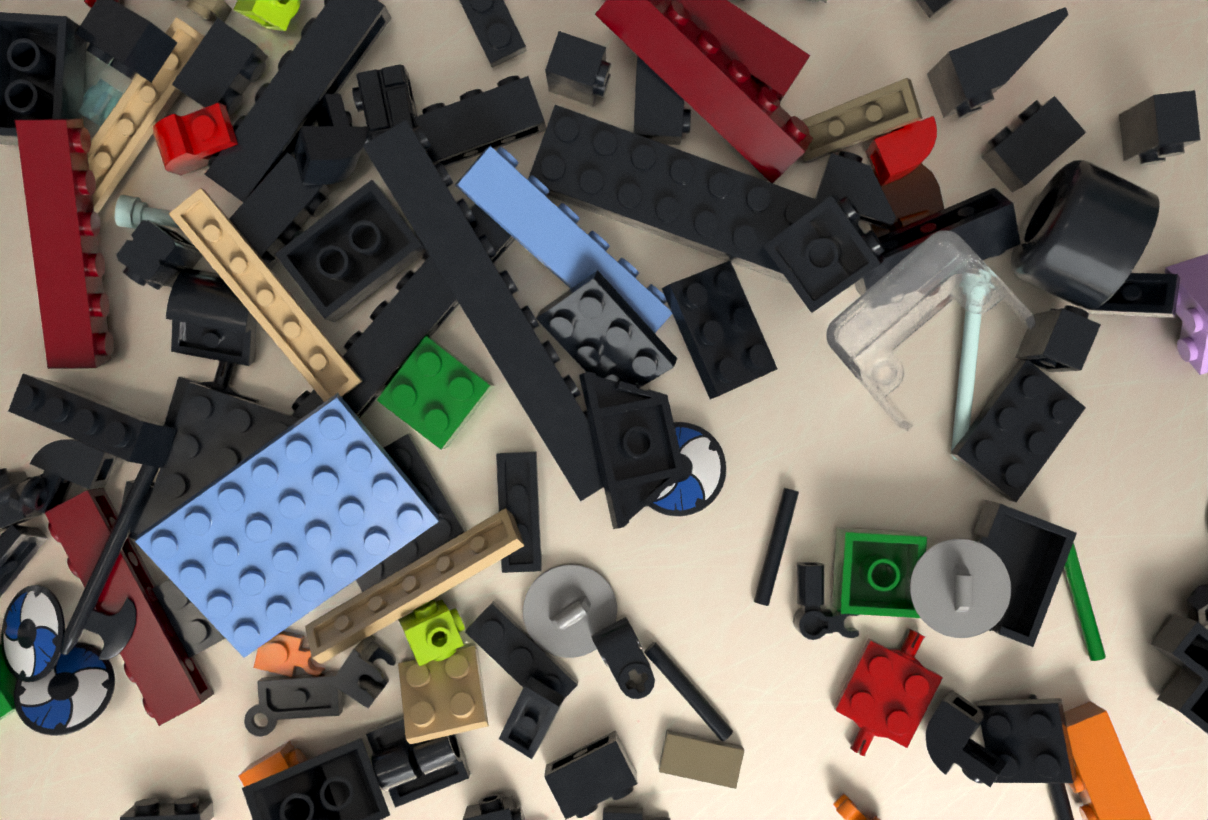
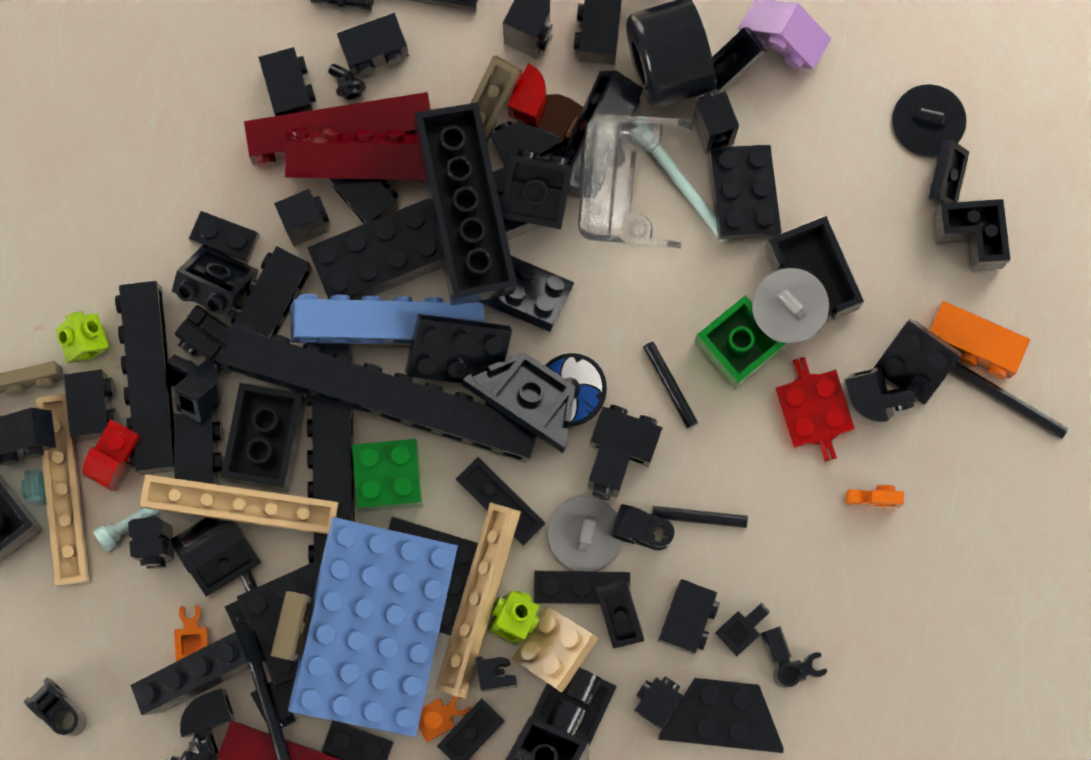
camera: 40 degrees left, 10 degrees down
(65, 242) = (90, 583): dark red brick -> none
(123, 380) = (191, 637): none -> orange plate
(207, 462) = (292, 626): none -> dark tan brick
(439, 55) = (213, 280): none -> black plate
(640, 583) = (608, 472): none -> black brick
(690, 558) = (627, 433): none -> black brick
(701, 759) = (744, 549): dark tan tile -> none
(743, 200) = (464, 203): none -> black brick
(810, 619) = (730, 407): black bar -> none
(1083, 607) = (876, 255): green bar -> none

